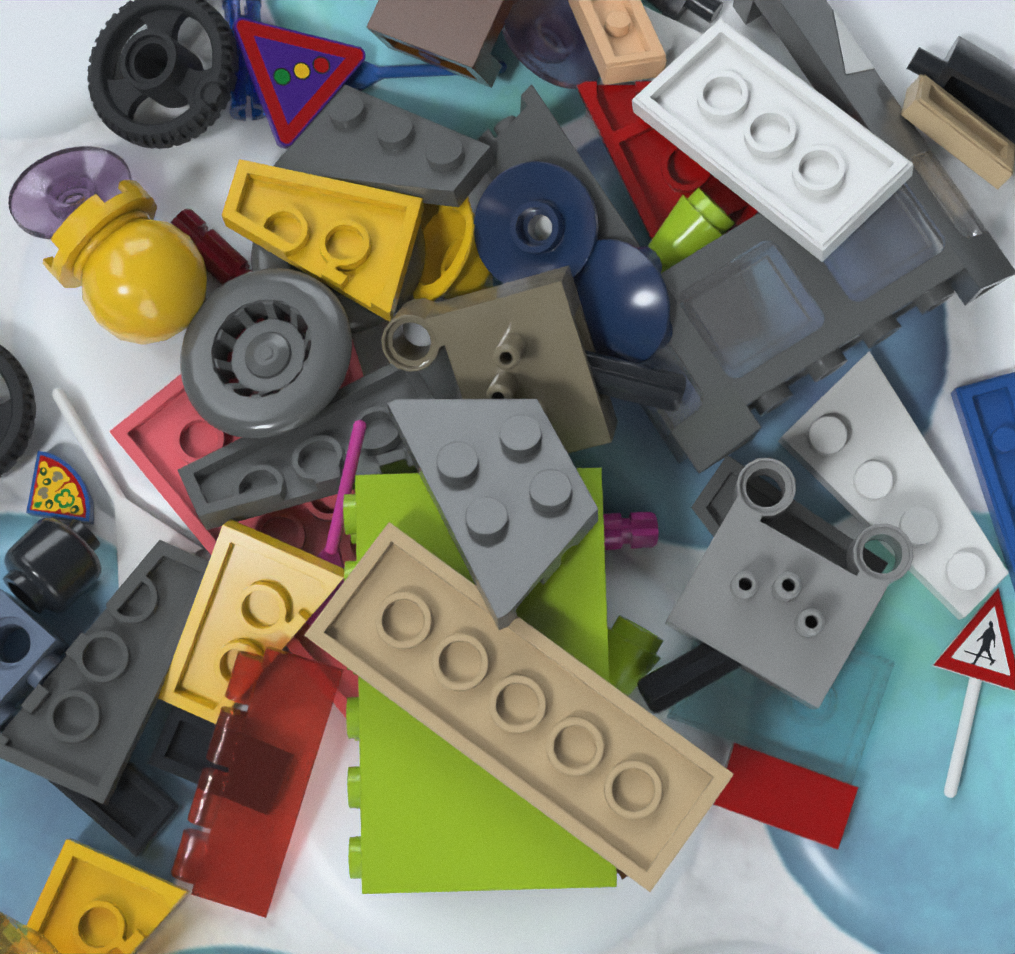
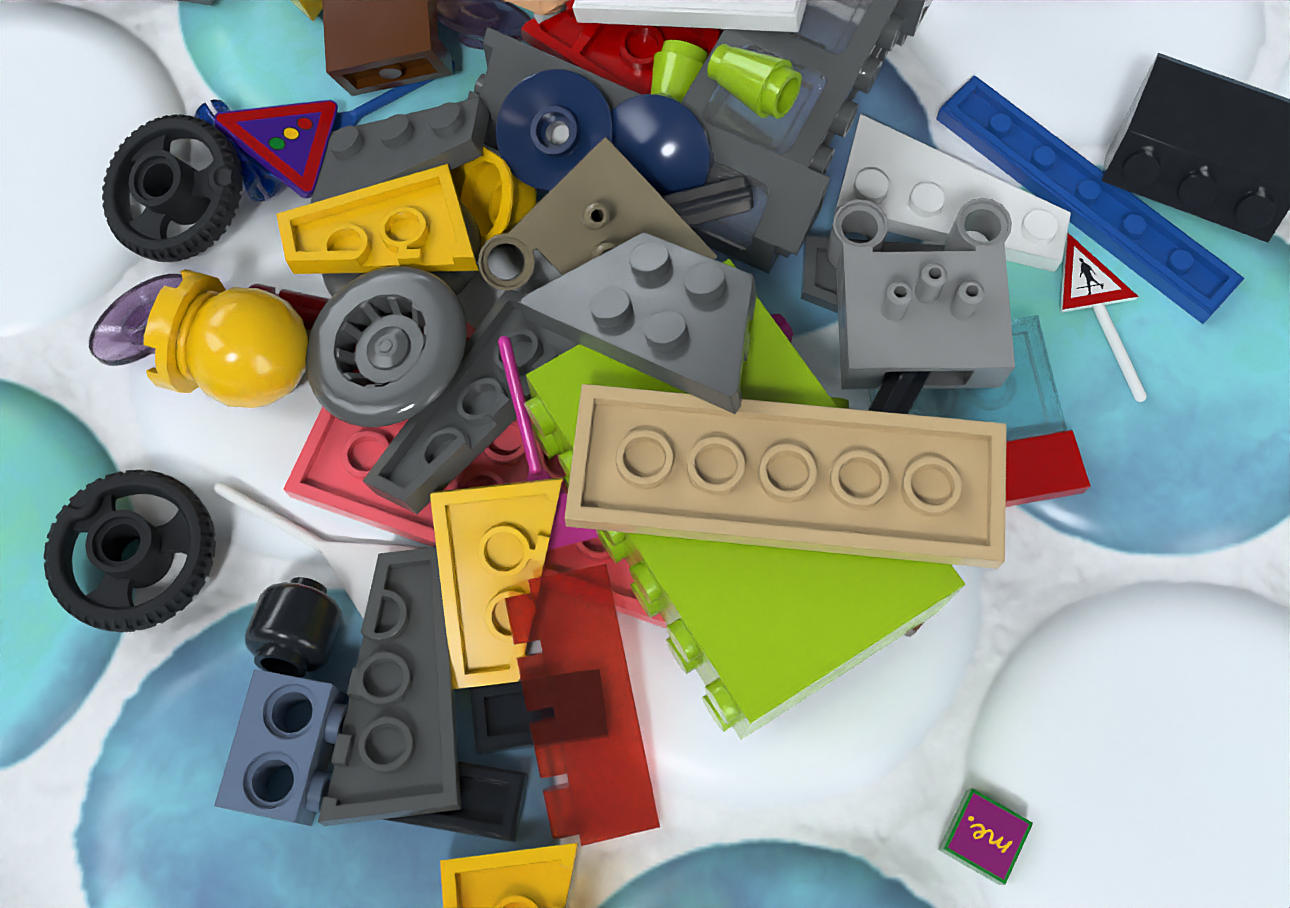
camera: 30 degrees left, 10 degrees down
(59, 491) = (262, 564): tile -> none
(746, 293) = (756, 79): none -> lime cone

